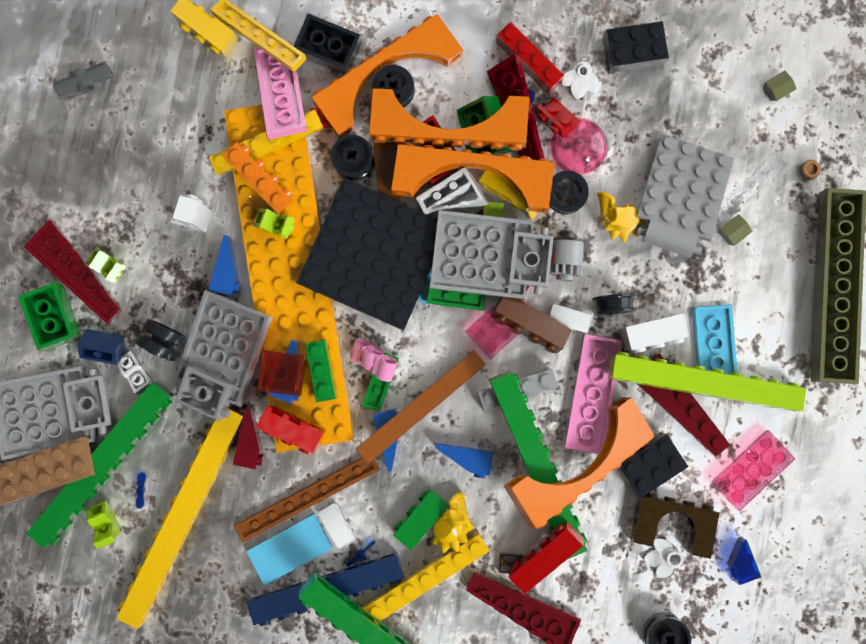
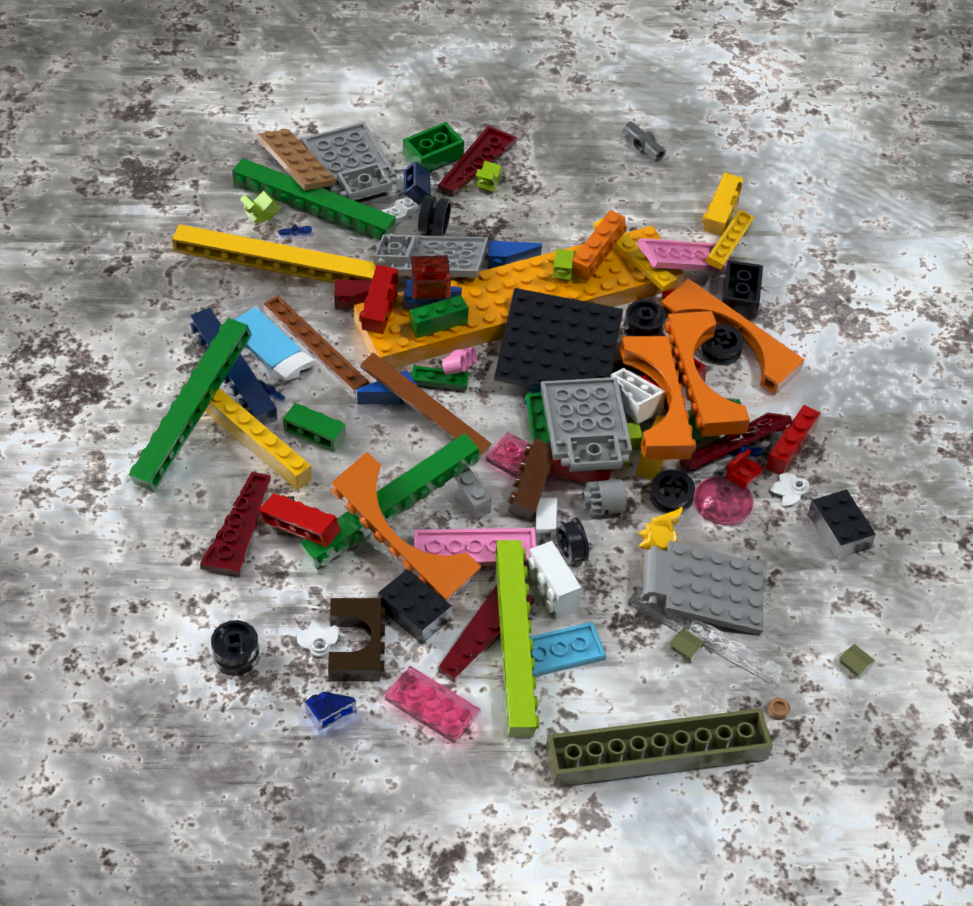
camera: 70 degrees right, 35 degrees down
(191, 213) = (553, 215): white wedge -> none
(453, 525) = (319, 449): yellow head -> none
(471, 459) = (384, 453): blue slope -> none

